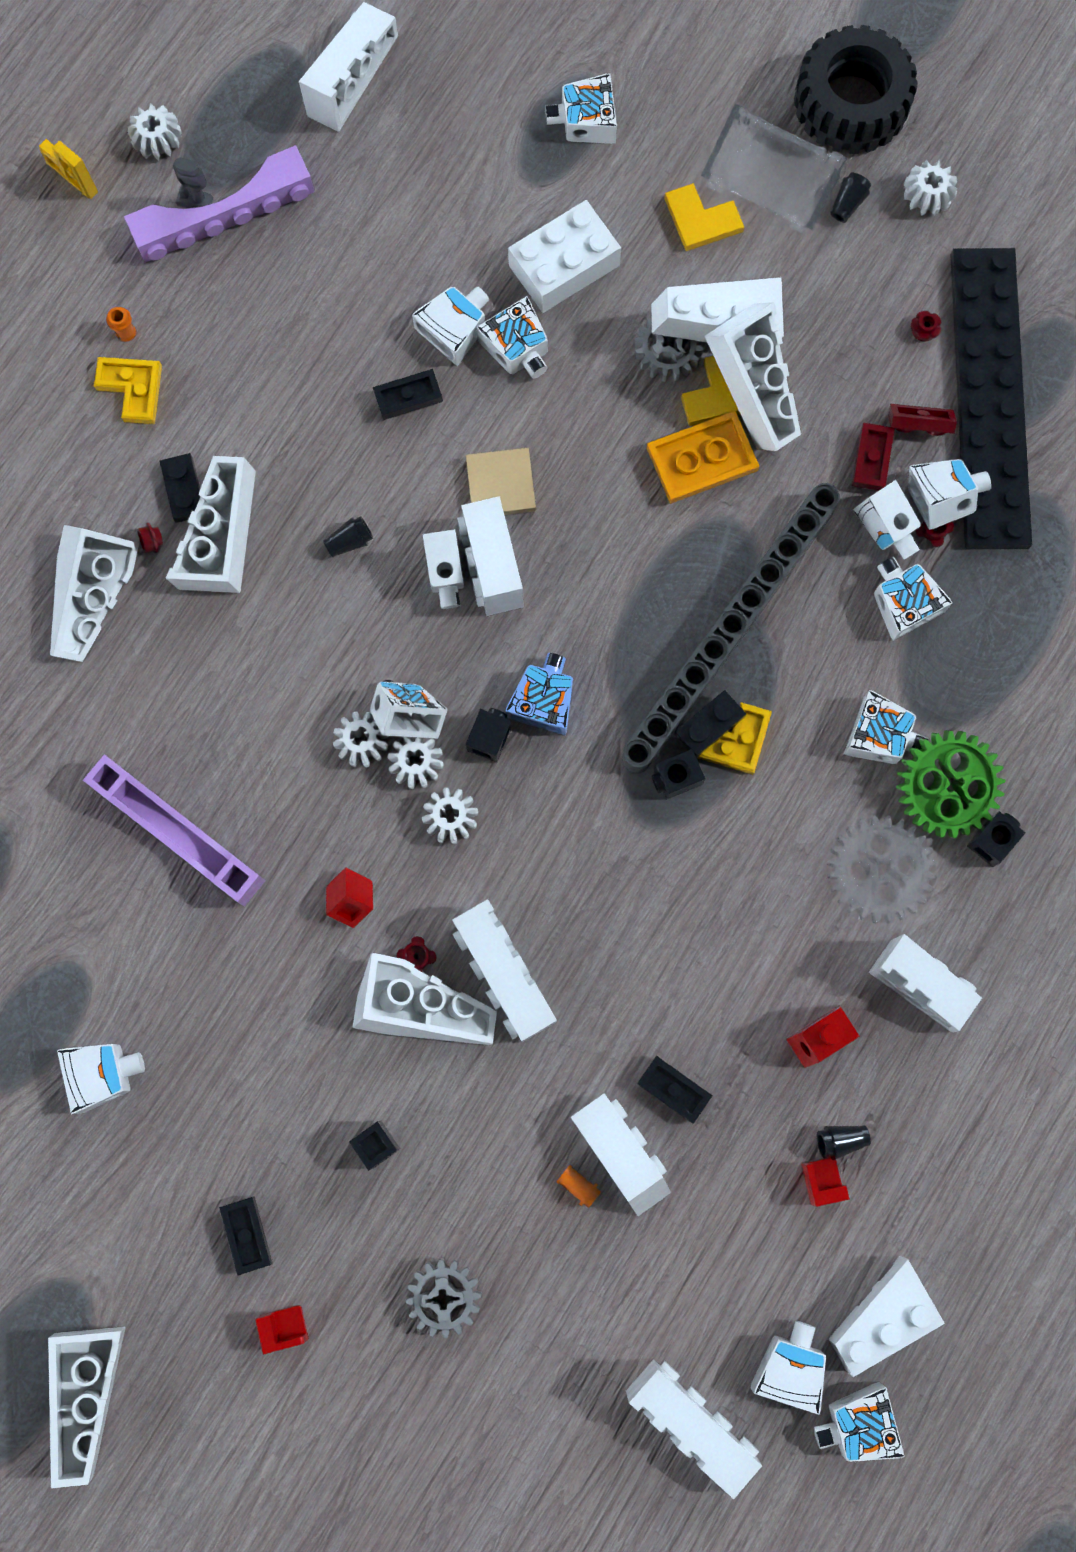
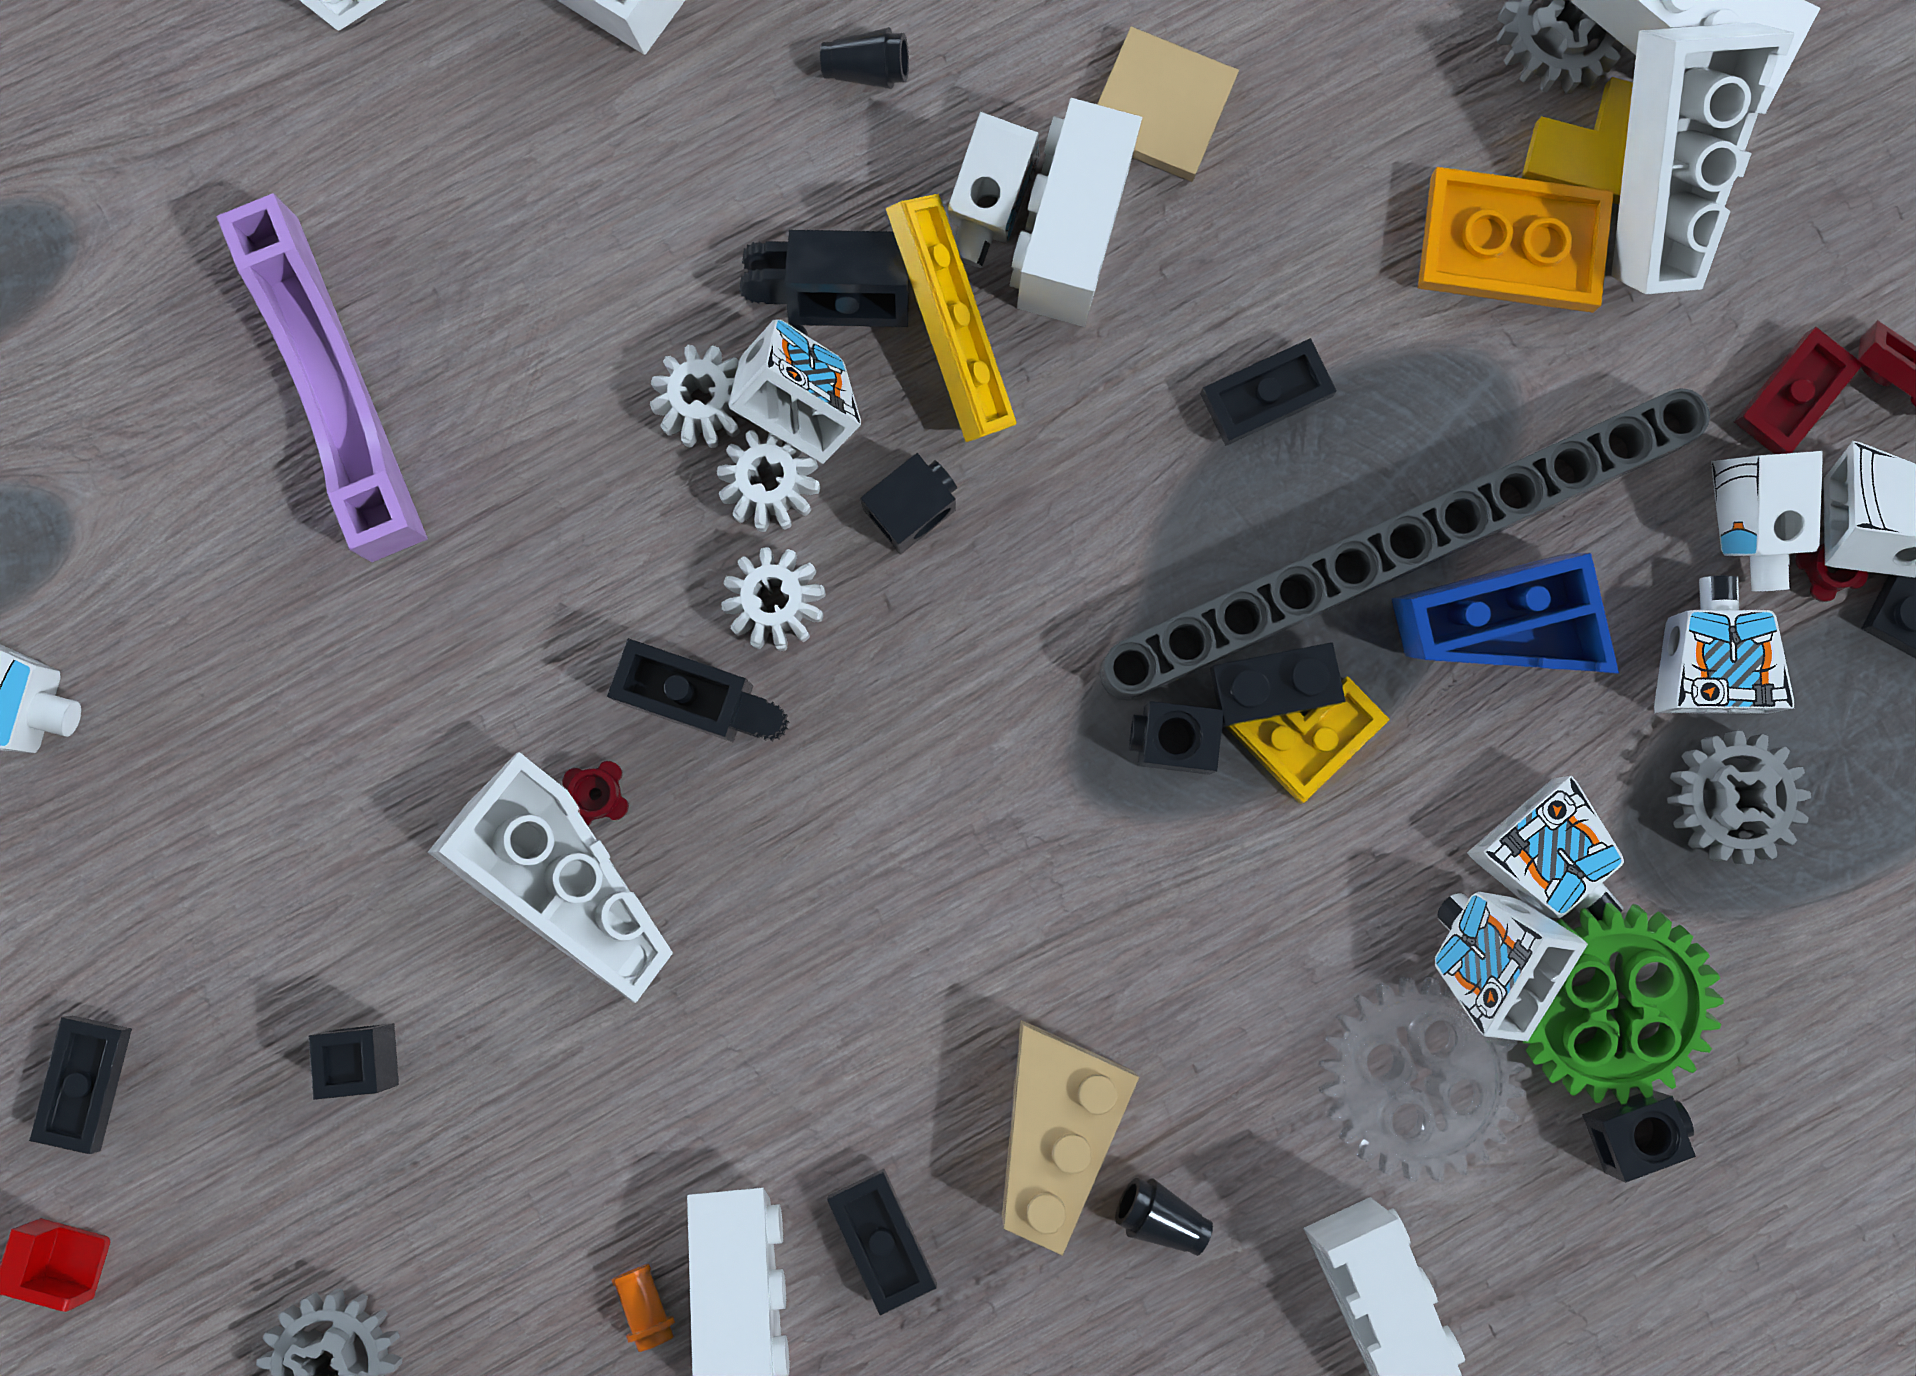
camera: 25 degrees right, 5 degrees up
(349, 897) = (541, 641): red panel -> none
(392, 648) = (830, 278): none -> black hinge
(439, 881) = (693, 694): none -> black hinge
(460, 636) = (951, 316): none -> yellow tile
(504, 971) = (714, 900): white wedge -> none
(543, 696) = (1032, 489): torso -> none
(628, 590) = (1268, 392): none -> black plate
(728, 989) = (1059, 1133): none -> tan wedge
(799, 1003) = (1162, 1218): none -> black cone
(802, 631) = (1516, 616): none -> blue wedge
(823, 1037) = (1170, 1298): red torso -> none
(887, 792) = (1504, 961): none -> white torso
(965, 659) = (1766, 797): none -> light grey gear

